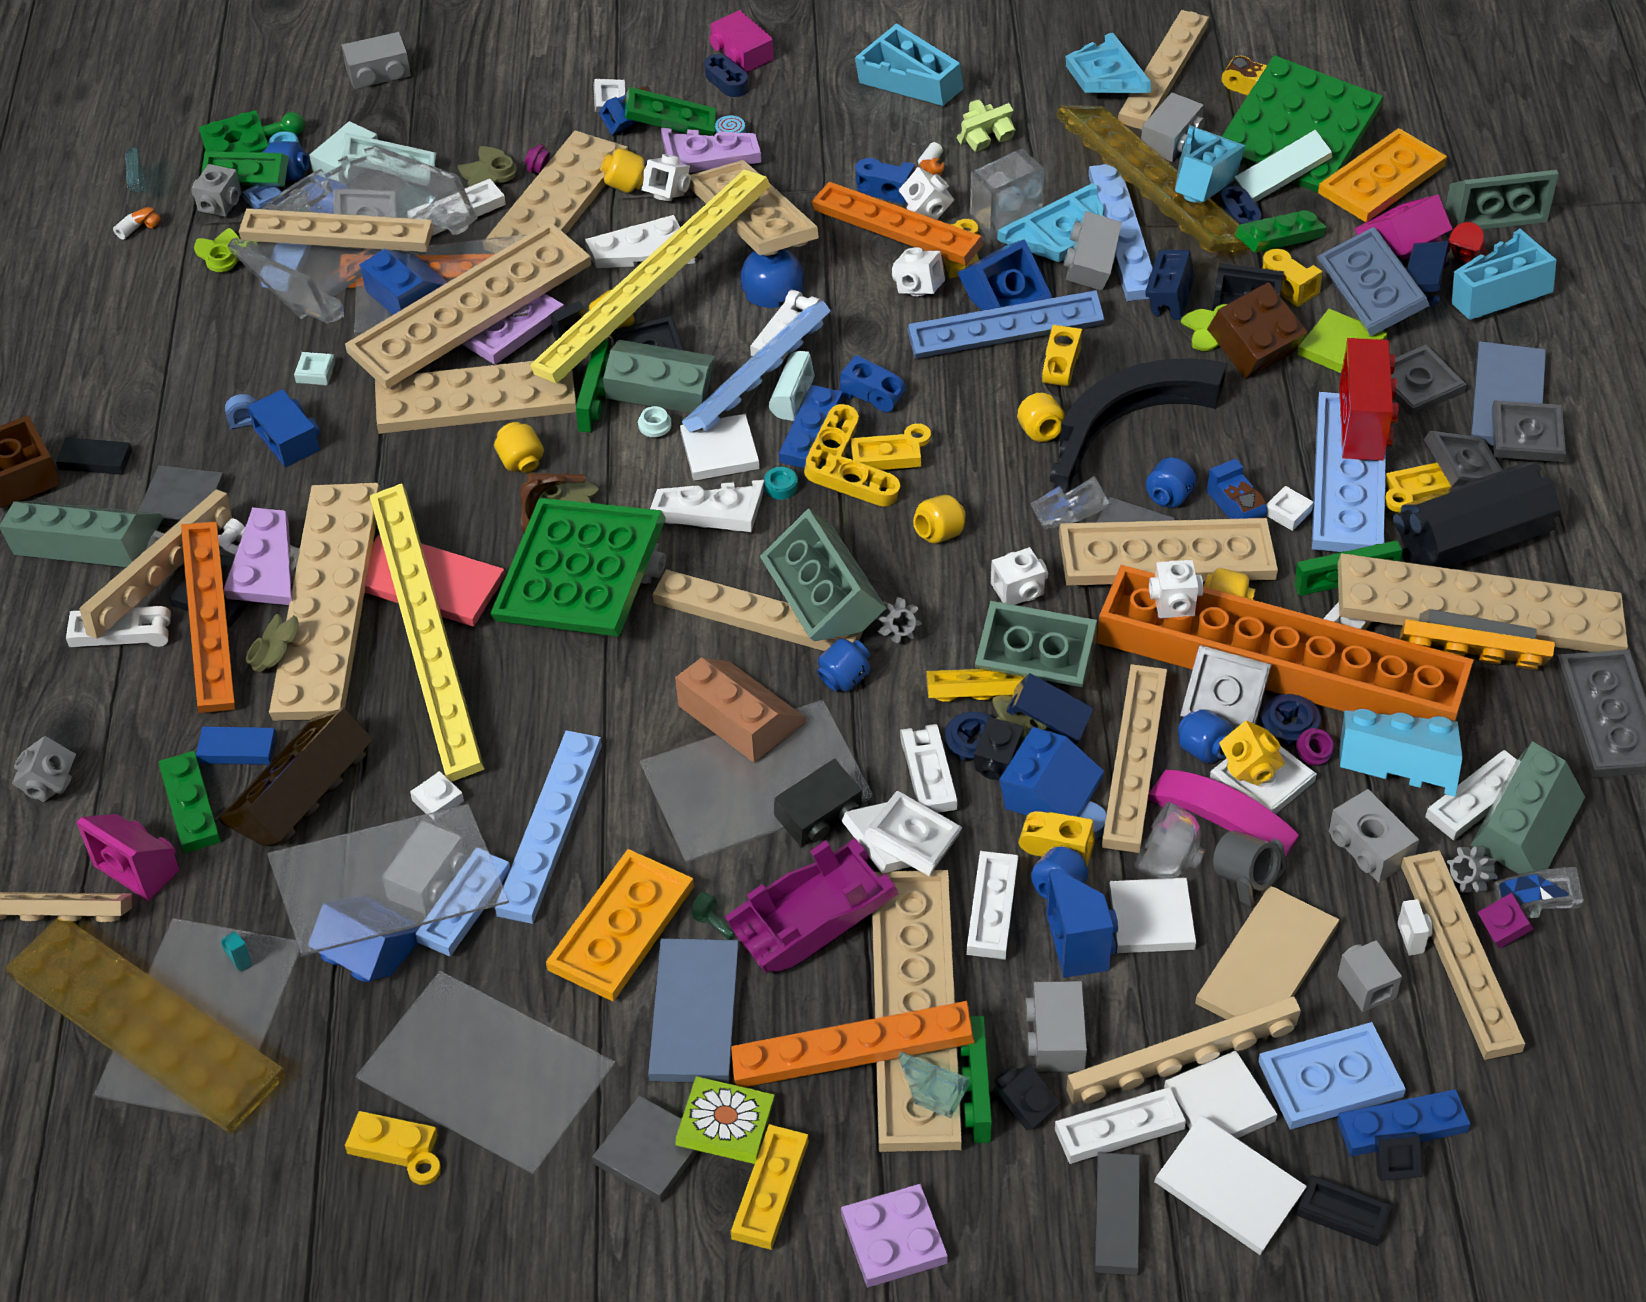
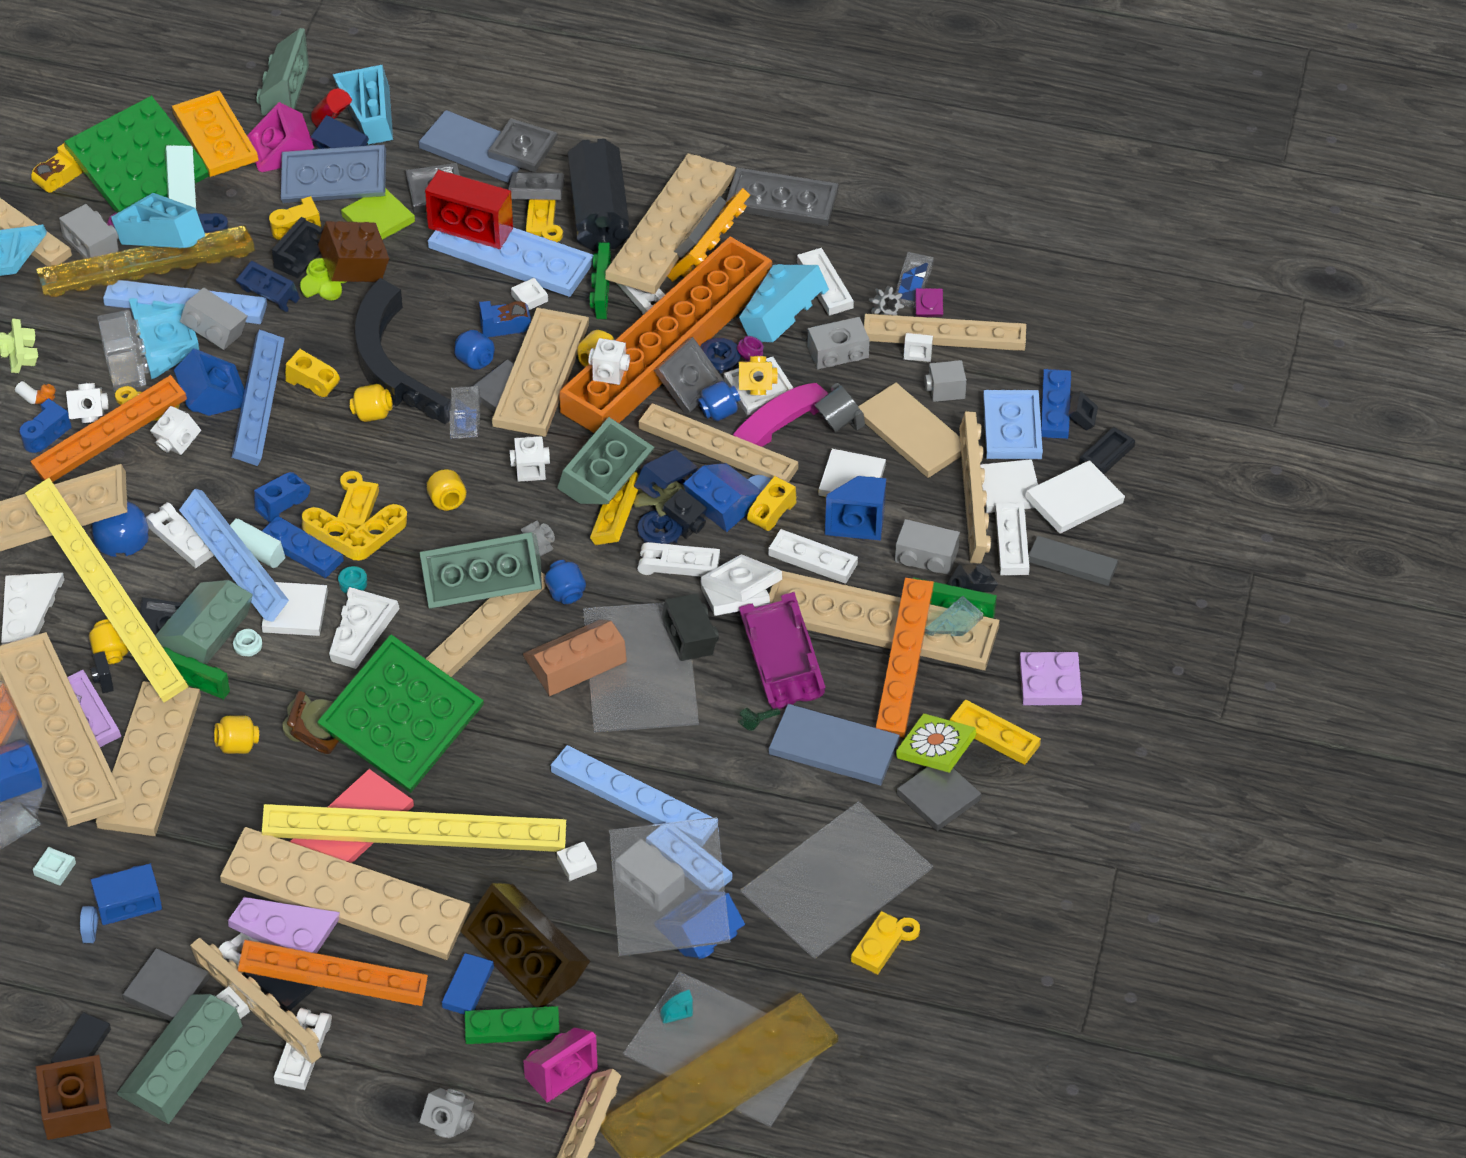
camera: 75 degrees left, 0 degrees up
(271, 648) = (378, 930): olive plate -> none
(620, 925) = (747, 768): light orange plate -> none
(1062, 858) = (805, 511): blue head -> none
(1171, 844) = (807, 443): clear cylinder -> none
(1280, 231) = (247, 207): green plate -> none
(1531, 812) = (853, 259): sand green slope -> none

